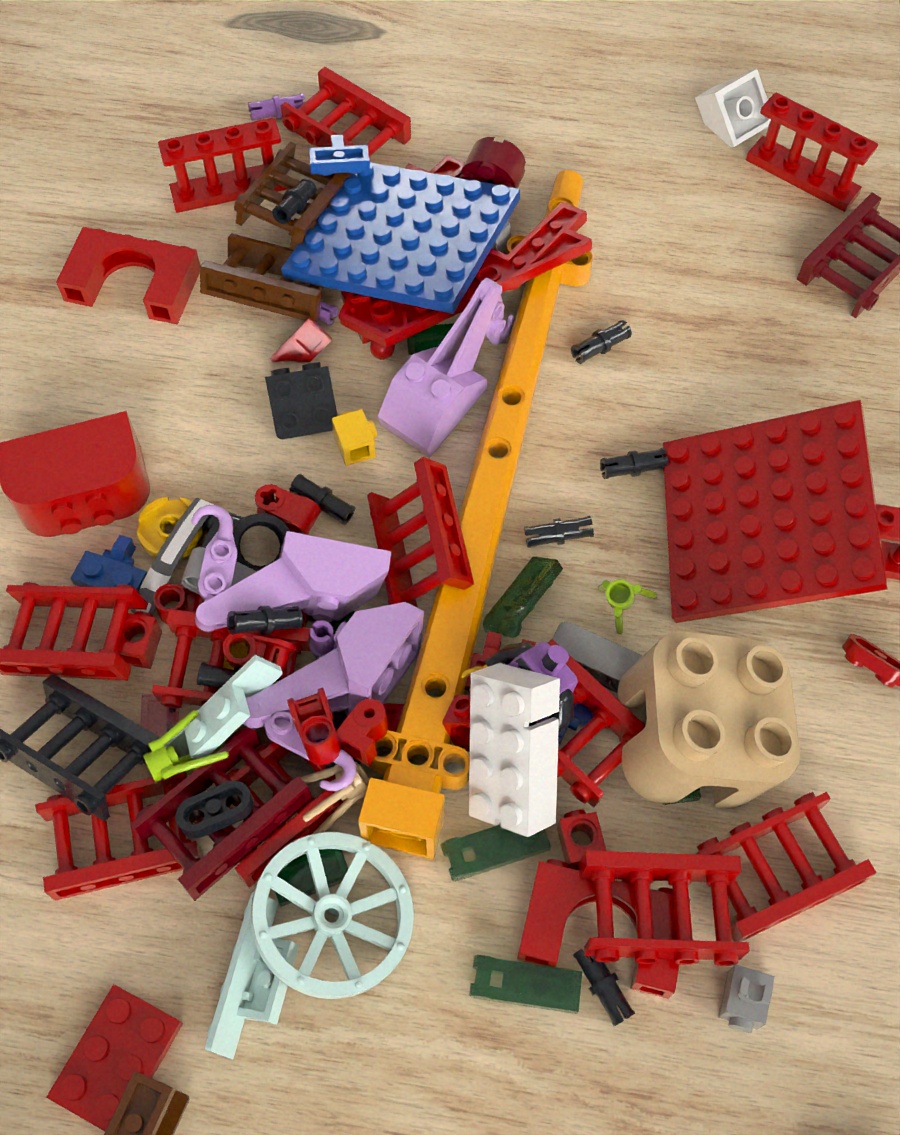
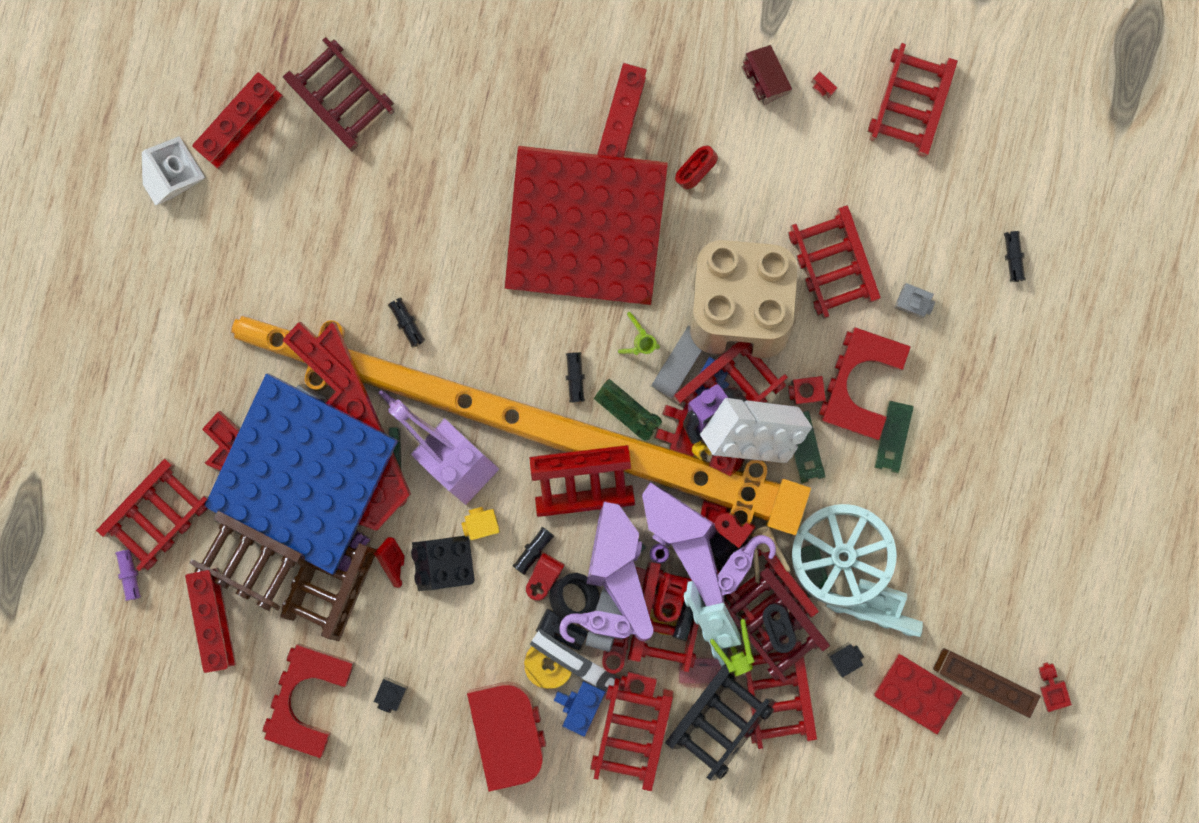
camera: 85 degrees left, 25 degrees up
(134, 353) = (390, 695): none -> black brick
(170, 931) = (846, 659): none -> black brick
(264, 620) = (651, 592): black pin -> none
(294, 201) = (269, 561): black pin -> none
(313, 722) = (730, 560): red piece -> none
(339, 158) = (215, 522): blue hinge -> none
(494, 163) = (233, 393): dark red brick -> none
(605, 987) = (898, 388): black pin -> none
(633, 463) = (521, 313): black pin -> none
(680, 872) = (841, 333): red fence -> none

